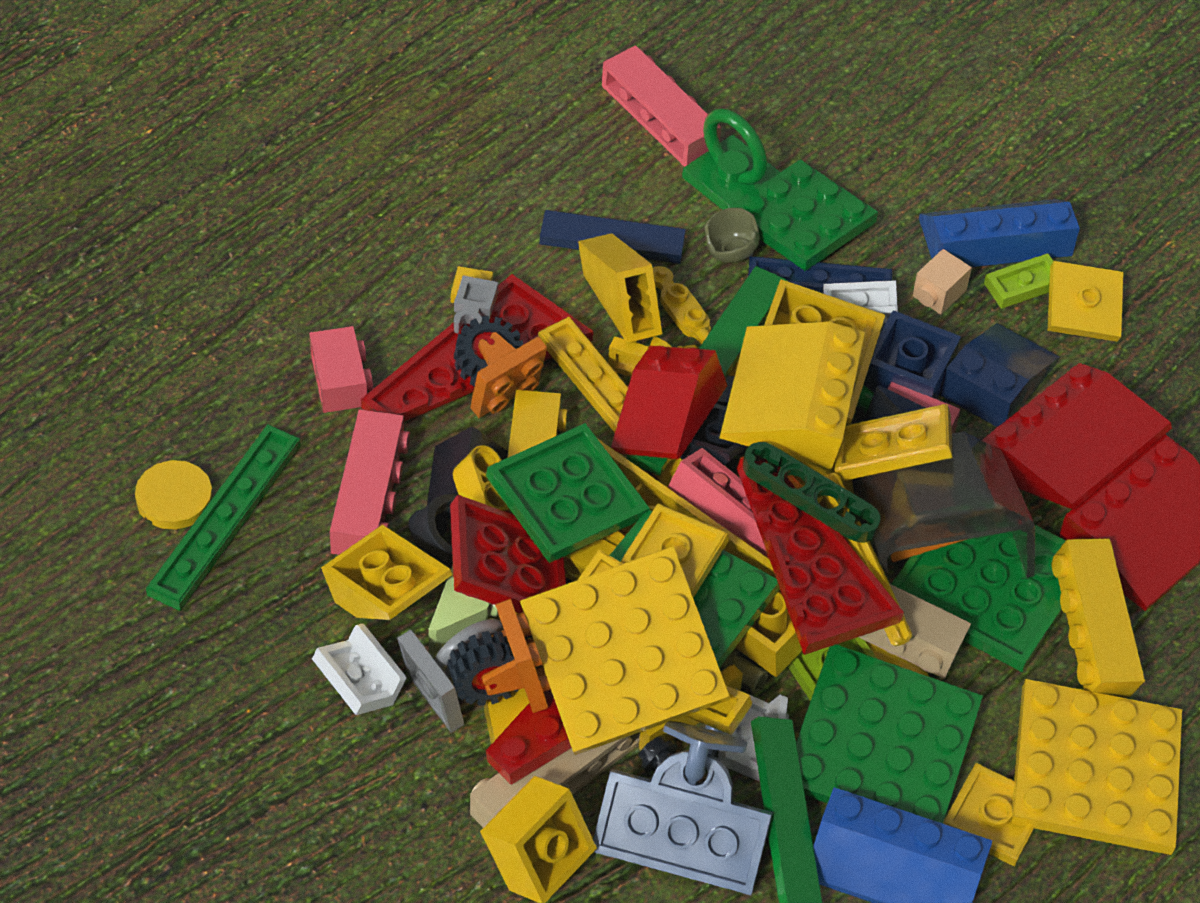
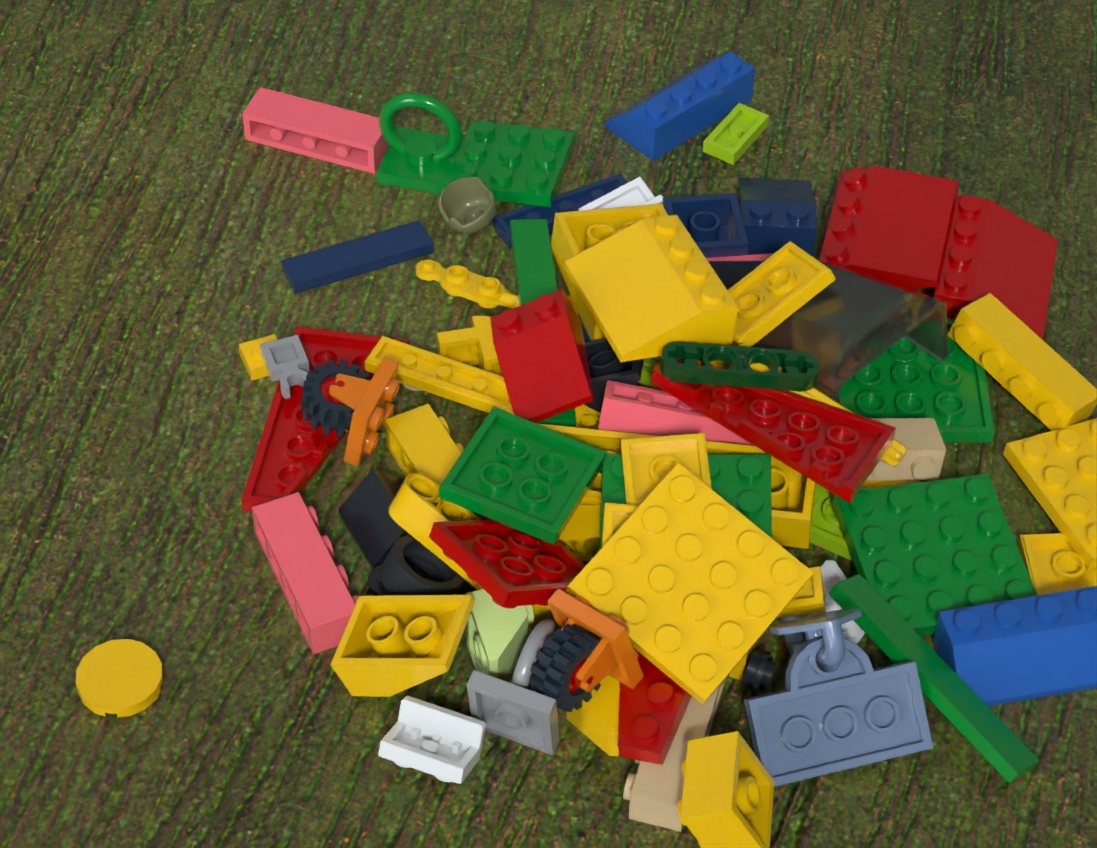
camera: 30 degrees left, 5 degrees down
(223, 517) = (185, 676): green tile -> none
(339, 368) = (198, 484): coral brick -> none
(622, 285) = (412, 283): yellow slope -> none
(941, 281) = (671, 163): light nougat brick -> none
(1085, 301) = (799, 126): yellow plate -> none

